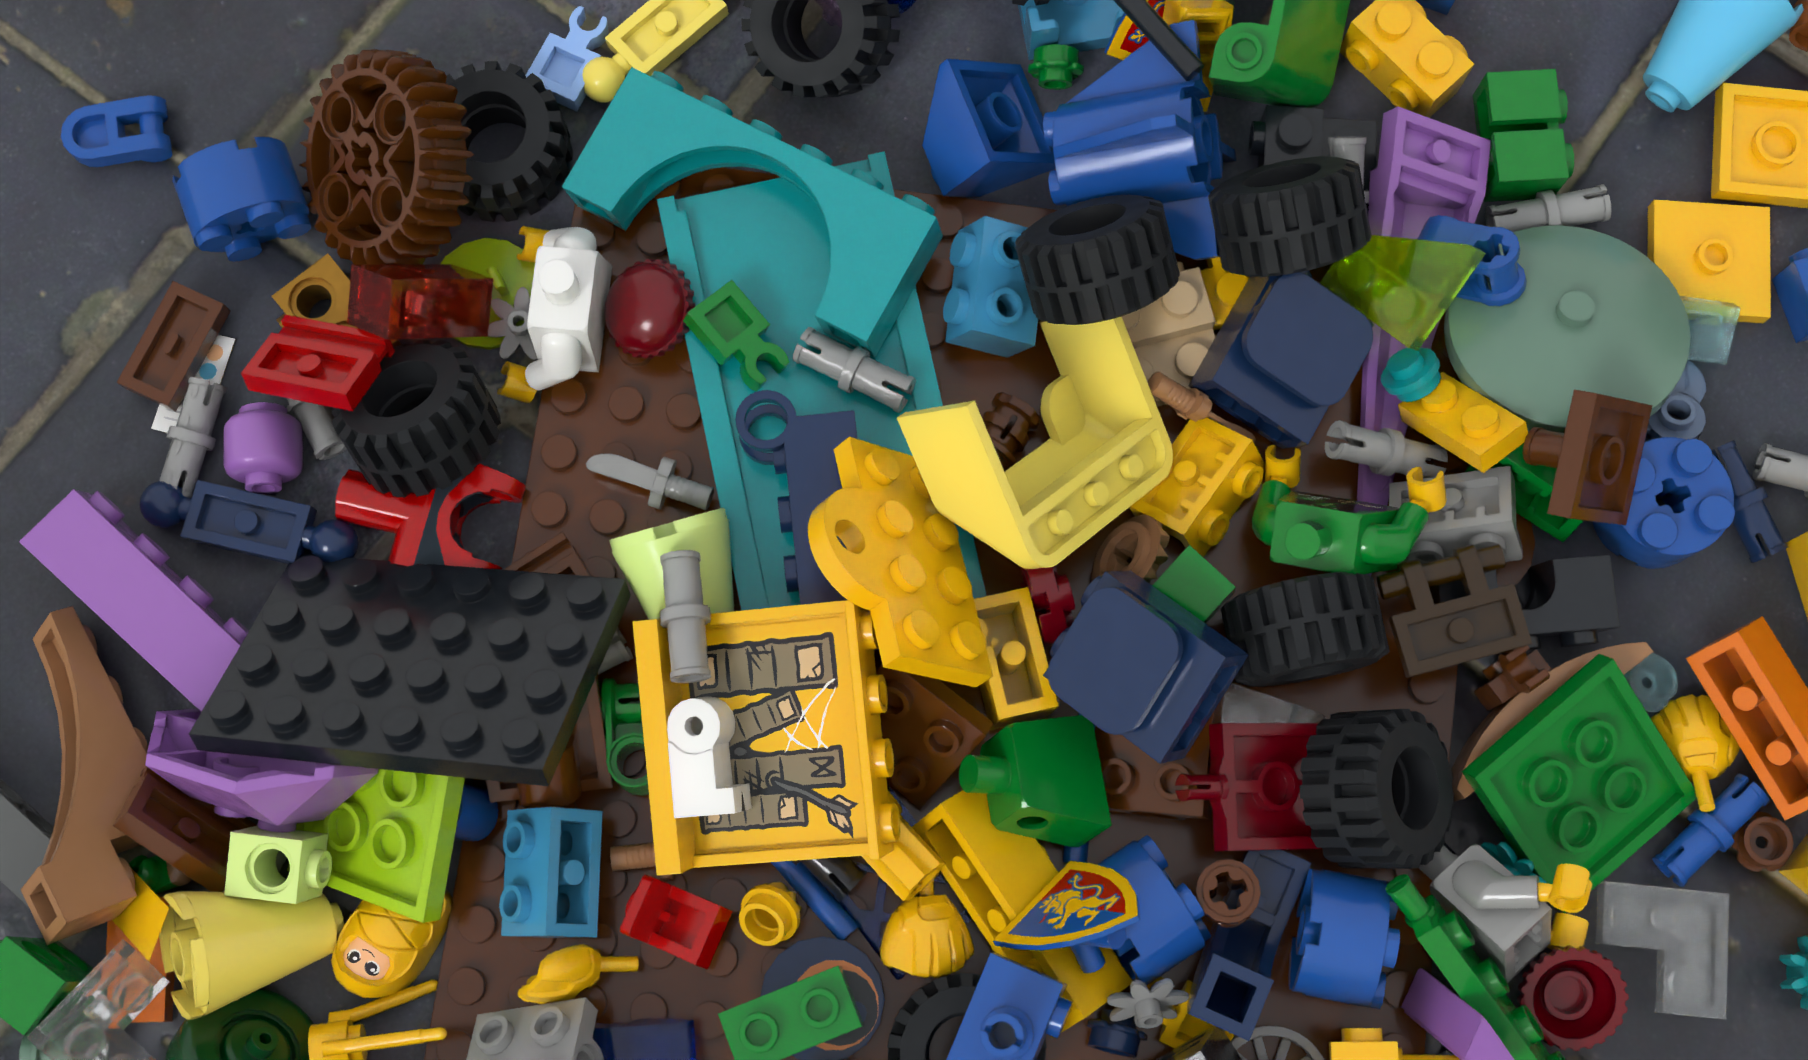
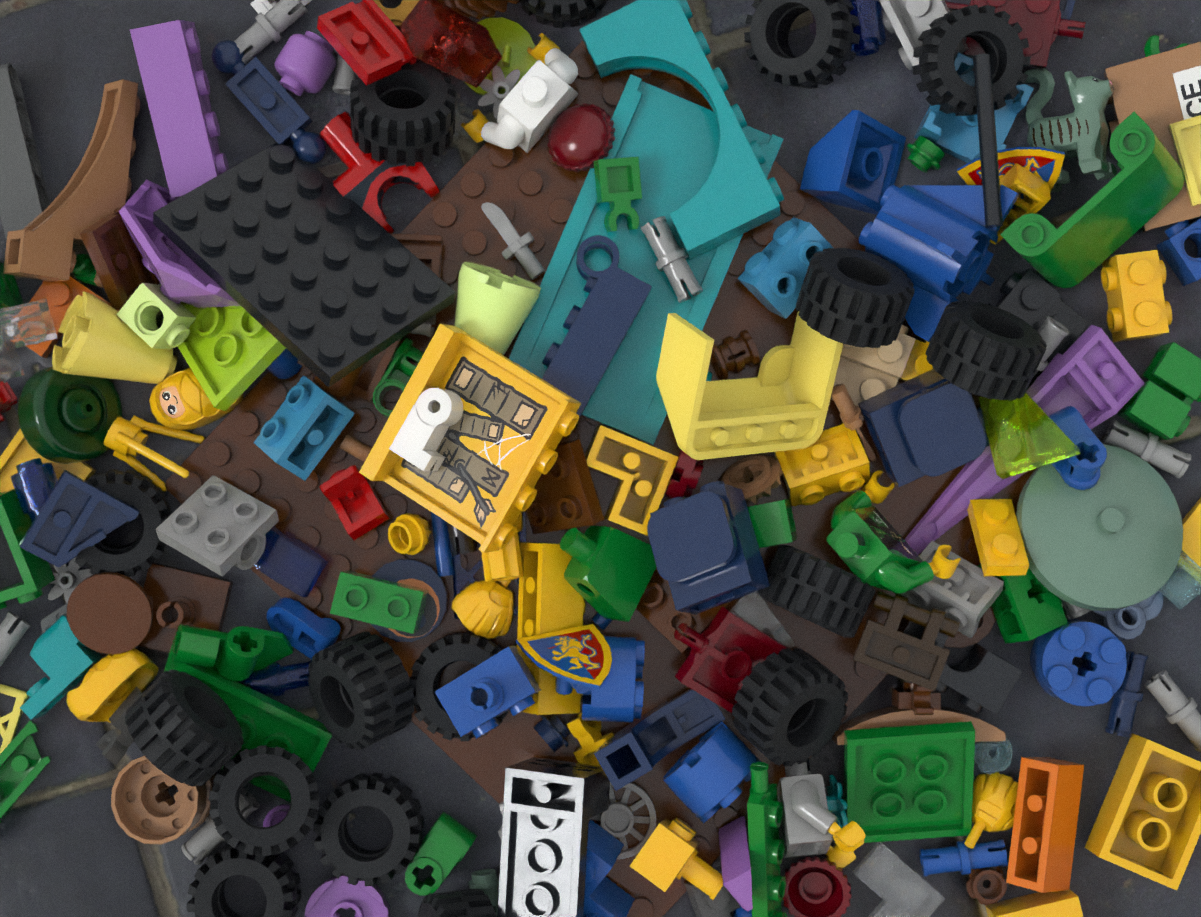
camera: 30 degrees right, 10 degrees up
(143, 918) = (64, 294): yellow sticker -> none
(570, 971) = (278, 489): yellow piece -> none
(685, 616) = (471, 341): light grey pin -> none
(900, 565) = (612, 398): yellow plate -> none
(1147, 1004) = (578, 731): light grey plant -> none
(1236, 876) = (677, 698): reddish brown bush -> none
(1383, 450) = (941, 521): light grey pin -> none
(1411, 374) = (989, 489): teal plate -> none
(1593, 458) = (1051, 613): reddish brown tile -> none

